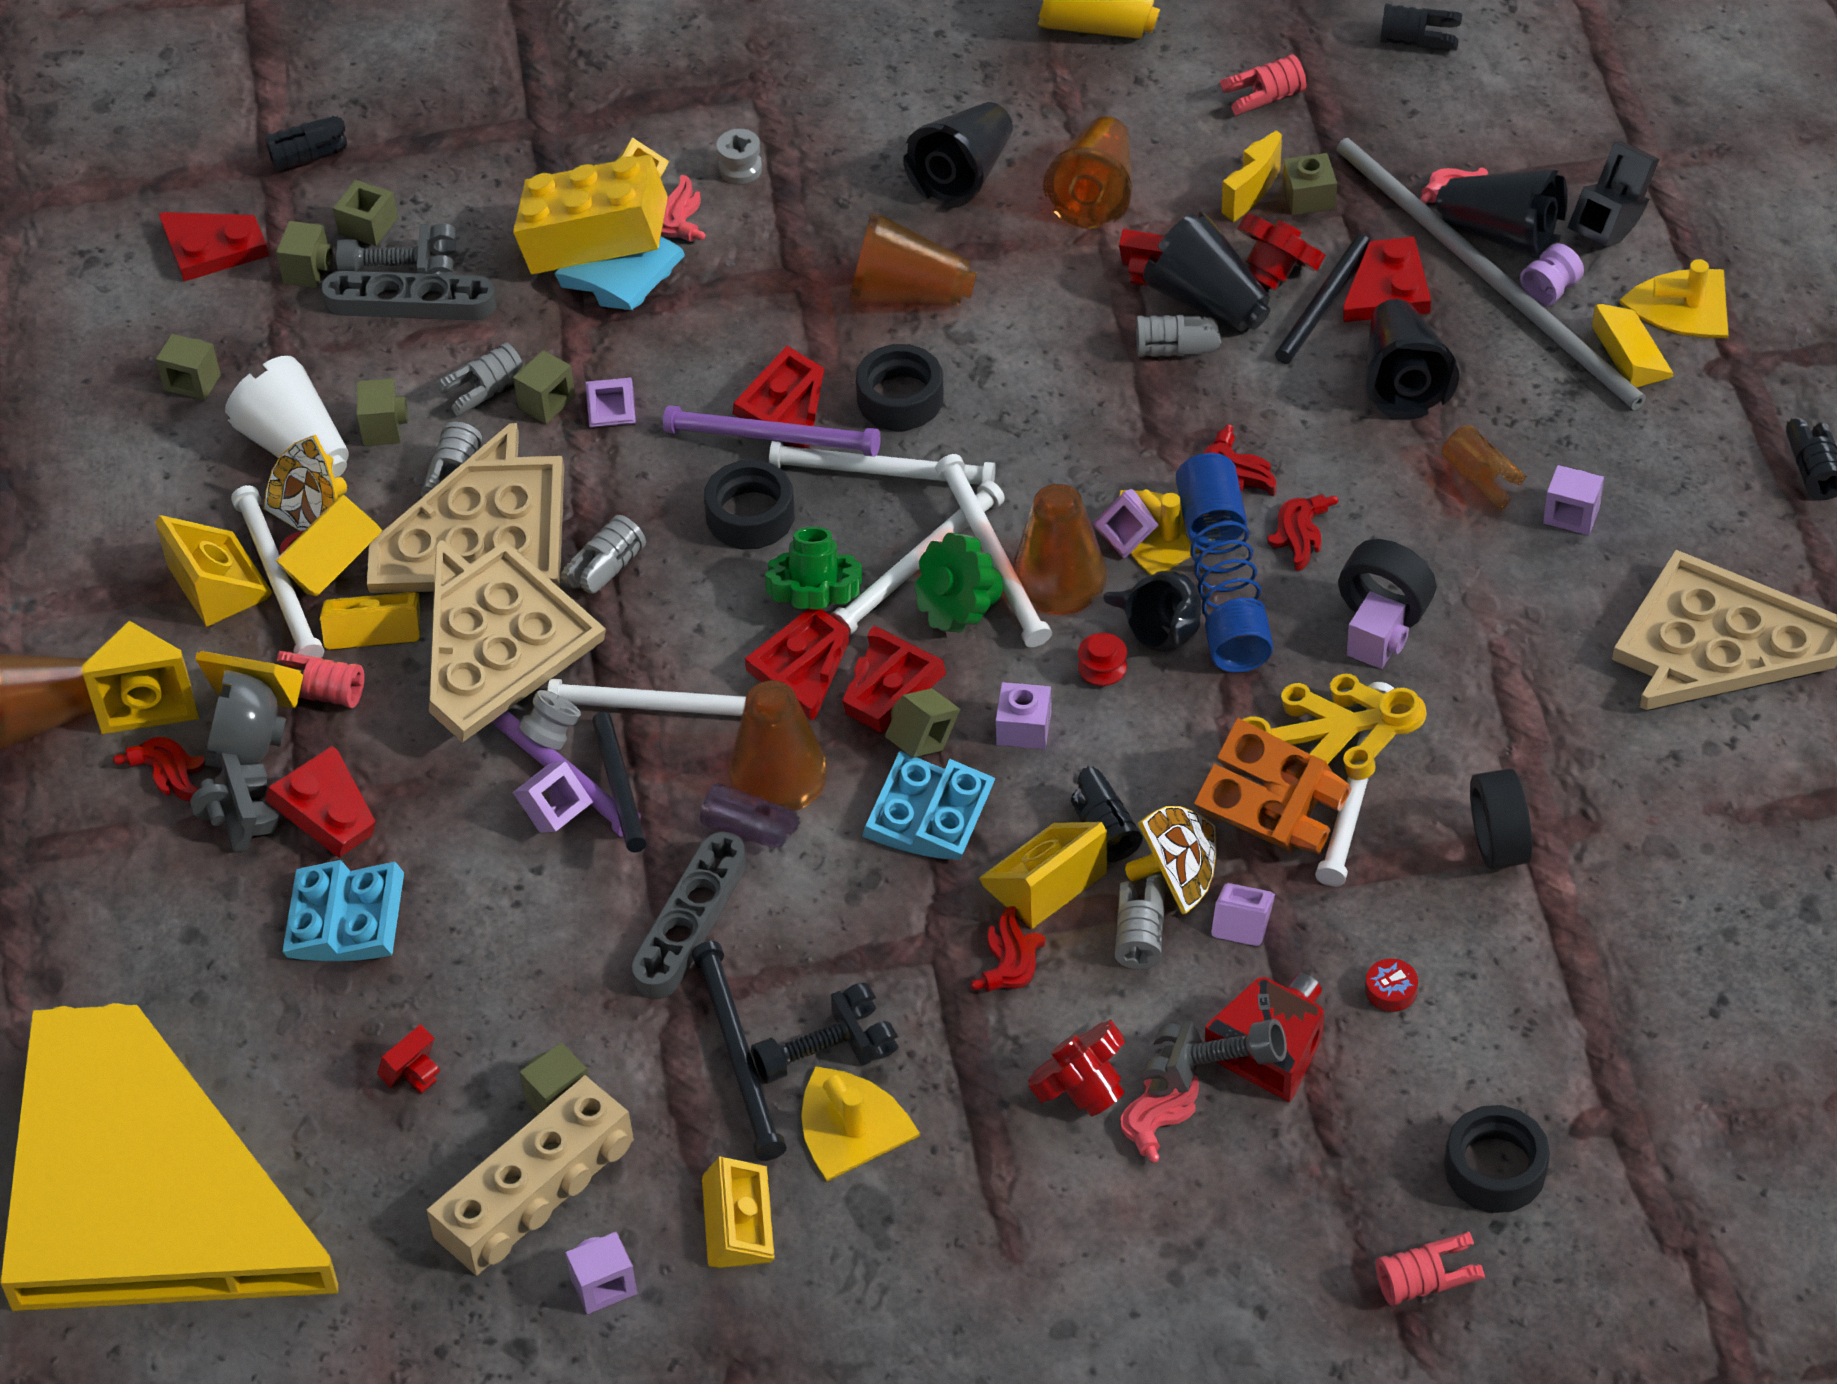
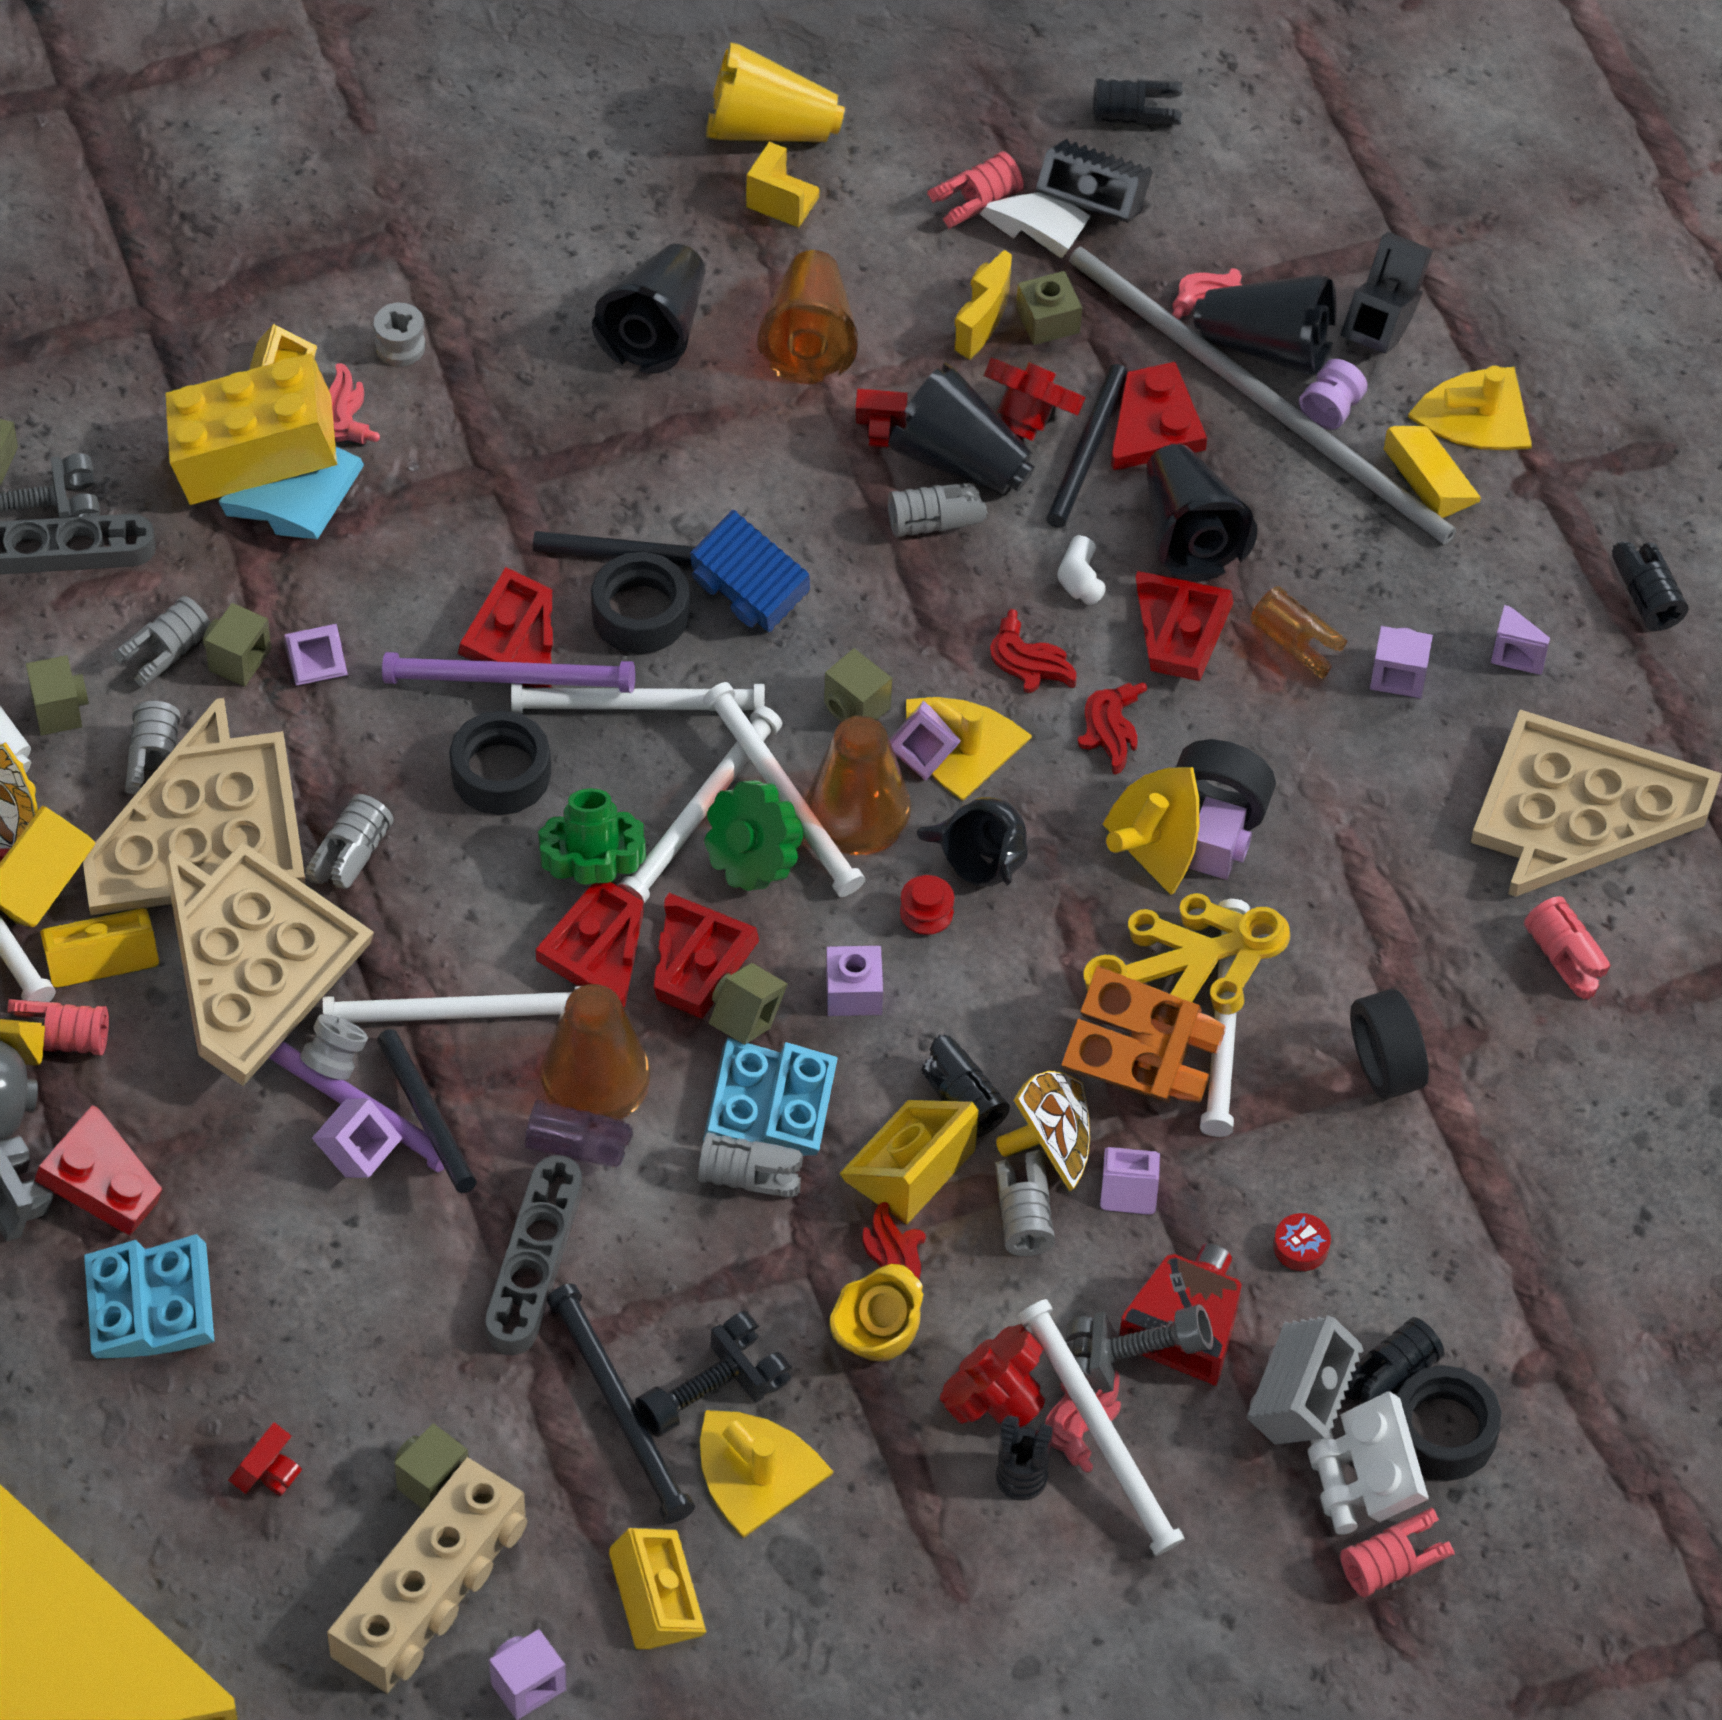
camera: 15 degrees left, 5 degrees up
(874, 340) = (607, 547): none -> black bar
(896, 860) = (750, 1165): none -> light grey hinge
(908, 268) = (622, 458): clear orange cone -> none
(984, 998) = (878, 1313): none -> yellow hair
(998, 369) = (749, 572): none -> blue brick
(1079, 468) = (857, 688): none -> olive plate
(1087, 73) = (775, 192): none -> yellow panel
(1091, 1140) = (1023, 1446): none -> black hinge
(1211, 487) = (1010, 694): blue piece -> none
(1212, 1228) = (1101, 1427): none -> white bar
(1292, 399) = (1076, 573): none -> white arm
(1317, 110) = (1041, 217): none -> white slope
(1322, 610) = (1158, 823): none -> yellow shield
(1367, 1103) = (1304, 1380): none -> light grey brick
(1368, 84) = (1094, 180): none -> black brick
(1379, 449) = (1181, 623): none -> red wing
(1429, 1182) = (1383, 1460): none -> white plate
(1465, 1091) = (1395, 1360): none -> black hinge
(1685, 495) = (1519, 643): none -> lavender slope
(1686, 755) = (1568, 945): none -> coral hinge

